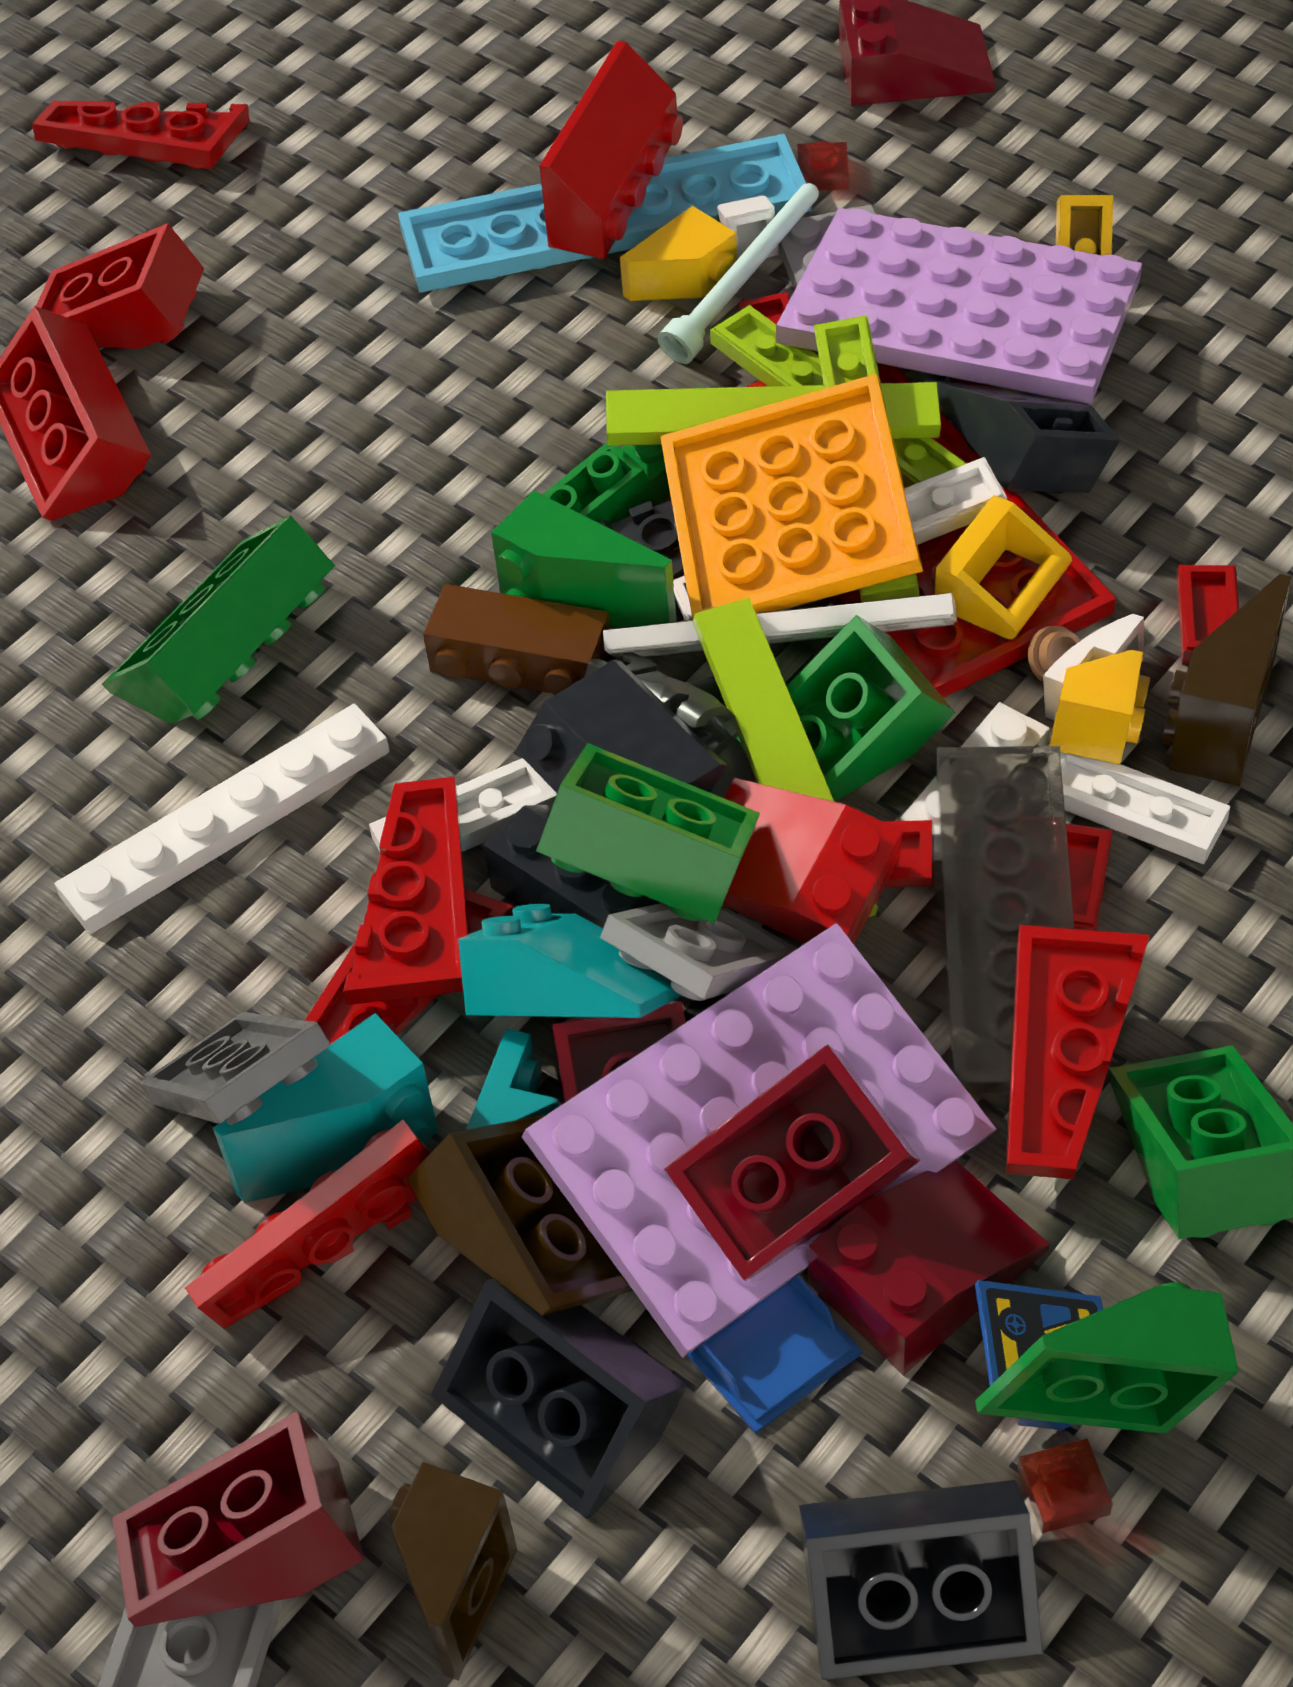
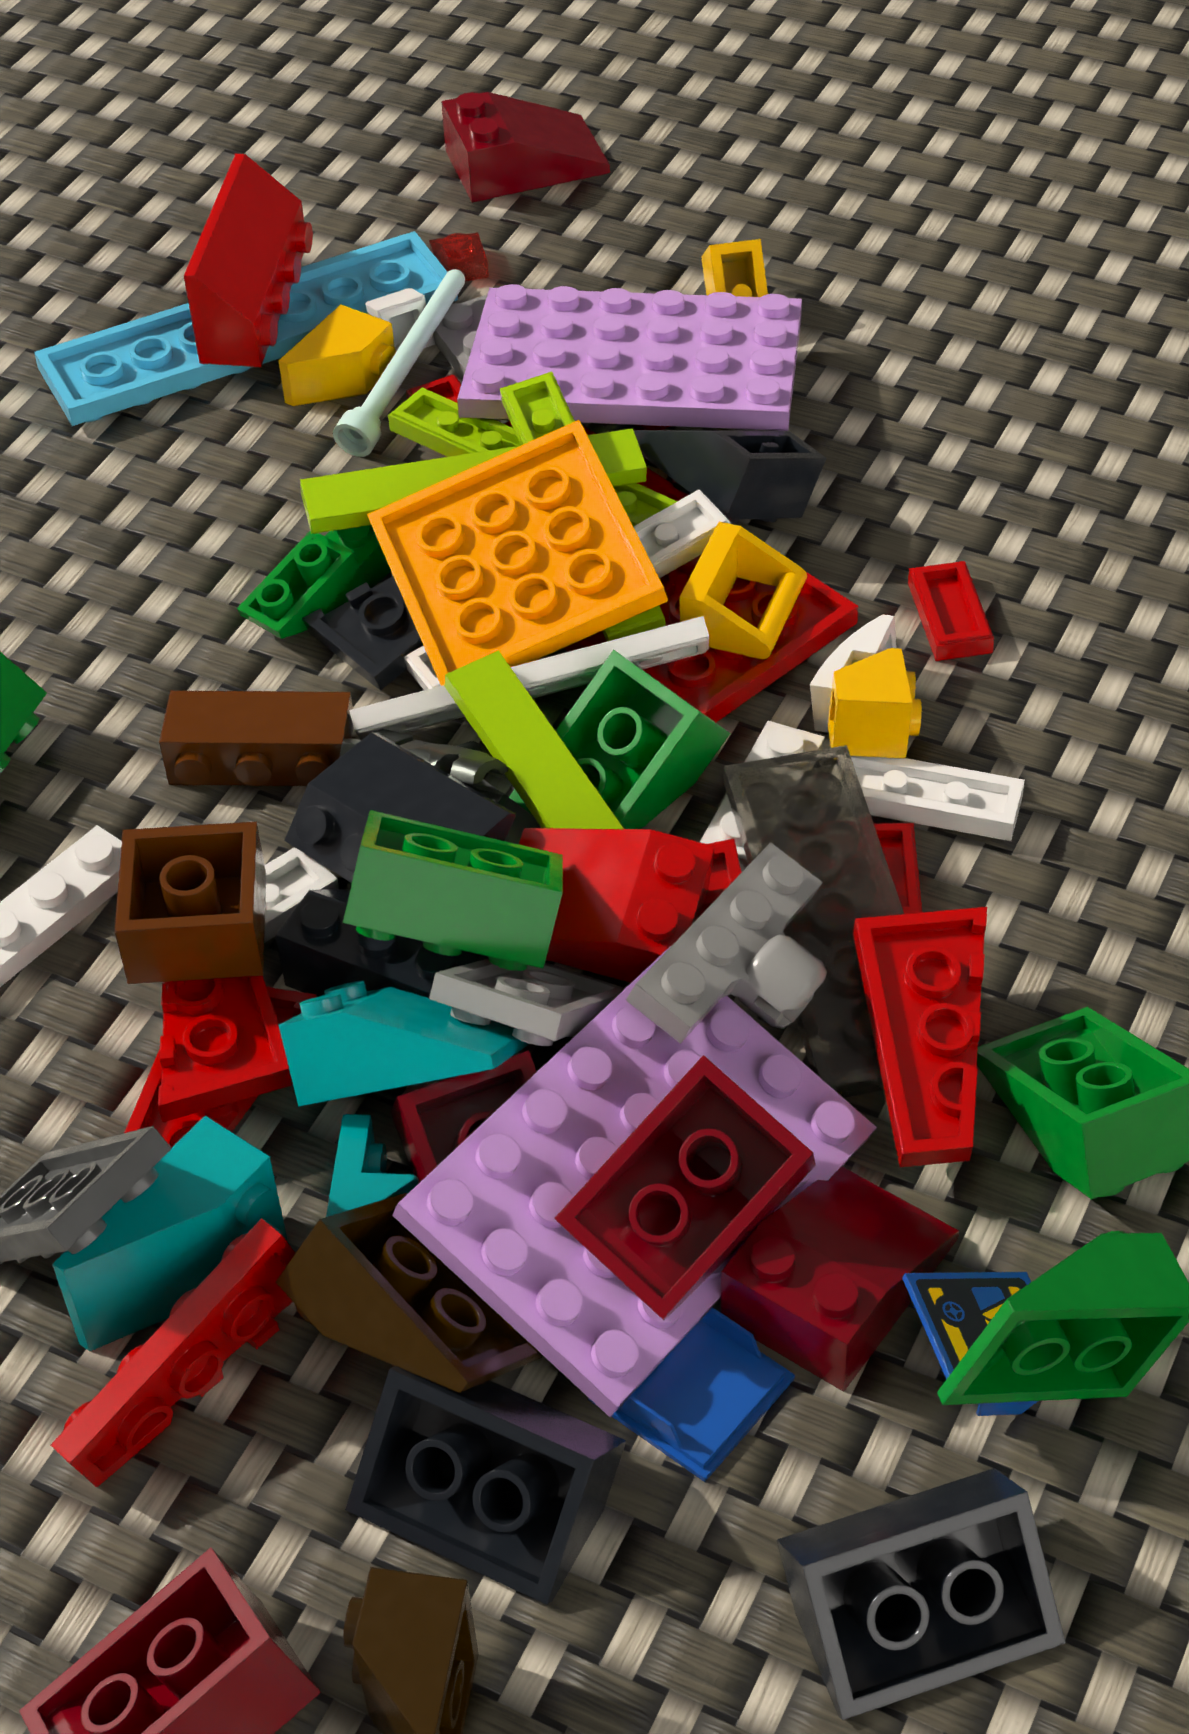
camera: 15 degrees left, 5 degrees down
(409, 804) = (191, 903): none -> reddish brown brick
(575, 561) = (310, 645): green slope -> none
(898, 939) = (738, 952): none -> light grey plate
(1048, 647) = (804, 662): medium nougat plate -> none
(1064, 1485) = (1045, 1464): clear red plate -> none
(1226, 689) = (994, 672): dark brown slope -> none

